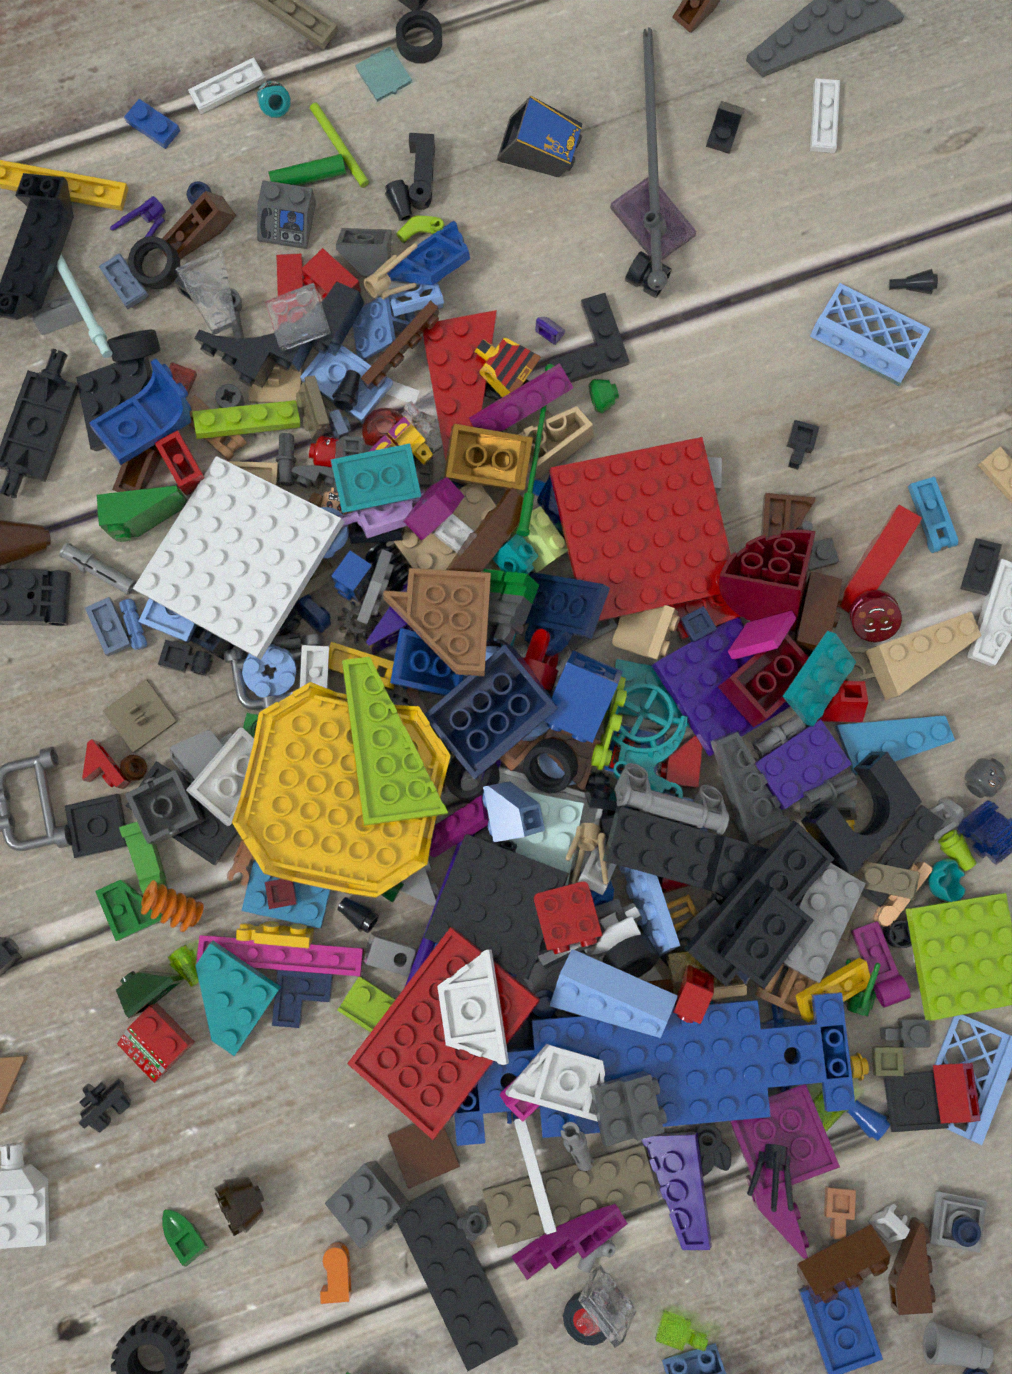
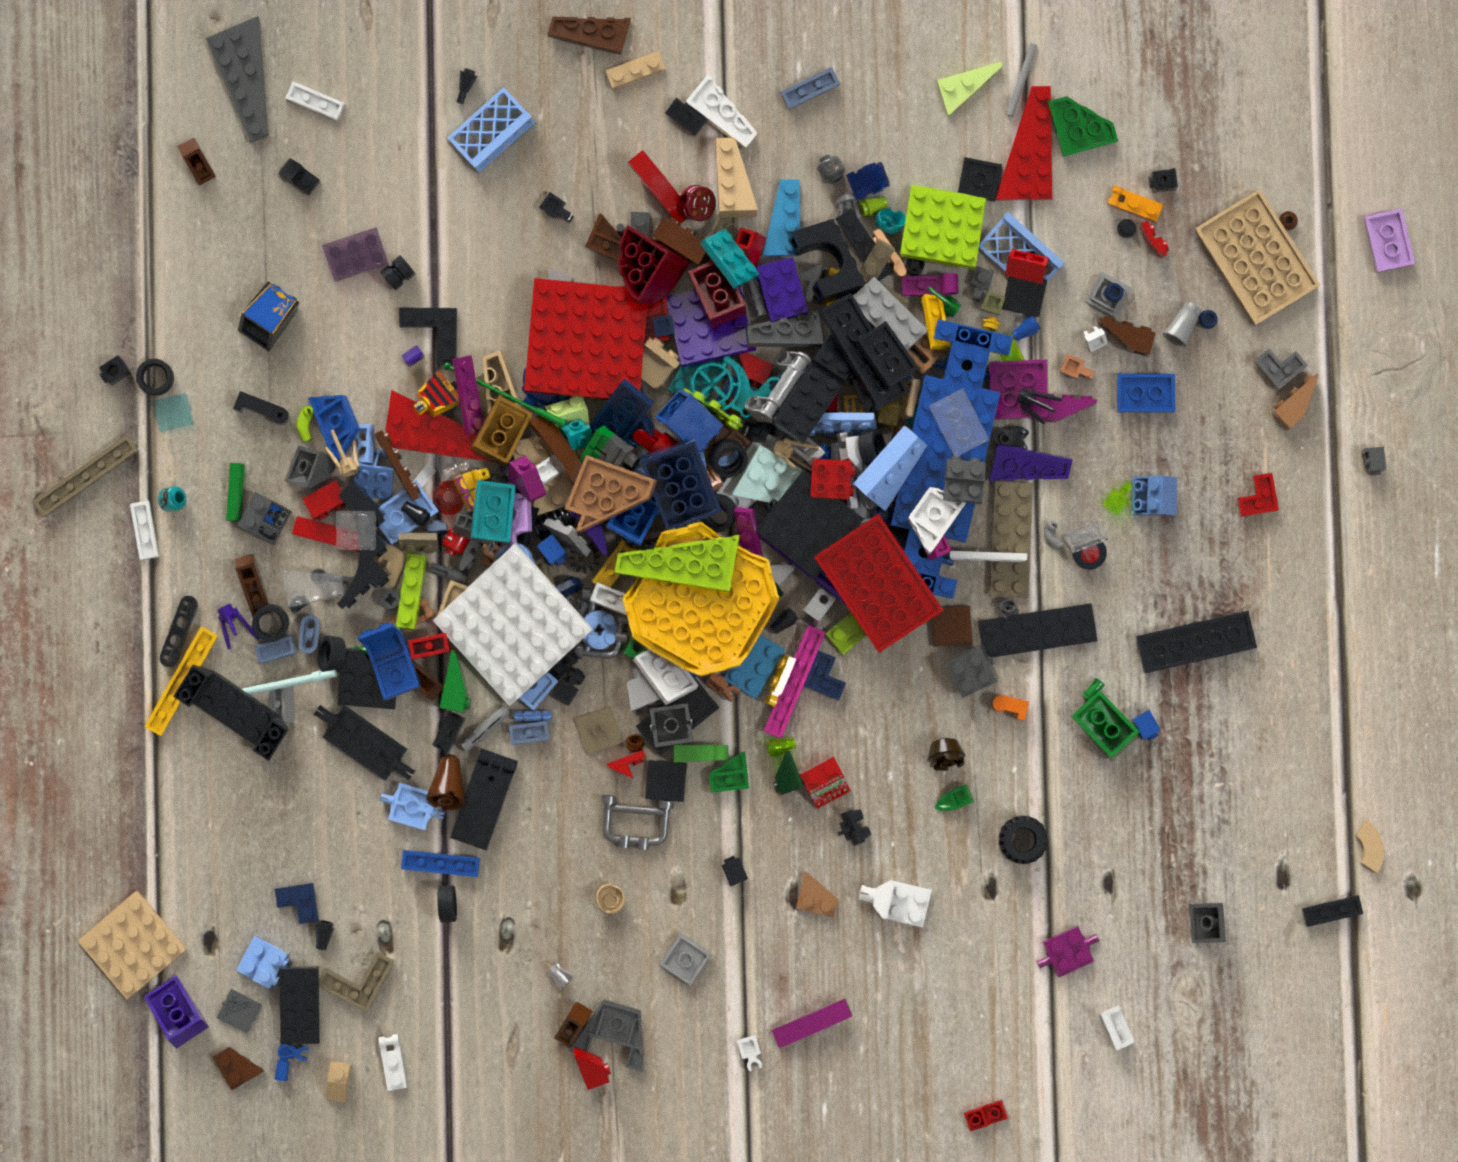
camera: 70 degrees left, 5 degrees up
(77, 526) = (449, 731): none -> black hinge
(113, 166) = (176, 630): none -> black beam
(152, 123) = (156, 594): blue plate -> none
(156, 314) = (309, 634): none -> sand blue plate
(171, 905) = (739, 742): orange piece -> none
(183, 375) = (360, 627): clear red plate -> none
(195, 190) = (225, 576): dark blue plate -> none
(232, 996) = (811, 720): teal plate -> none
(280, 893) = (753, 666): dark red plate -> none
(339, 145) = (219, 462): lime bar -> none
(399, 198) = (278, 431): black cone -> none
(473, 1010) = (871, 557): white wing -> none
(511, 812) = (751, 493): slope -> none
(576, 1144) = (976, 522): light grey pin -> none
(577, 1235) = (1038, 555): magenta slope -> none
(602, 394) = (476, 335): green cone -> none
(653, 219) = (363, 256): dark grey bar -> none
(694, 995) = (907, 414): red slope -> none
(707, 1072) = (958, 423): none -> clear tile
(762, 635) = (687, 286): dark pink tile -> none
(830, 789) = (805, 277): dark grey axle -> none
(844, 1265) = (1108, 378): reddish brown brick -> none
(934, 514) = (638, 135): dark azure plate -> none

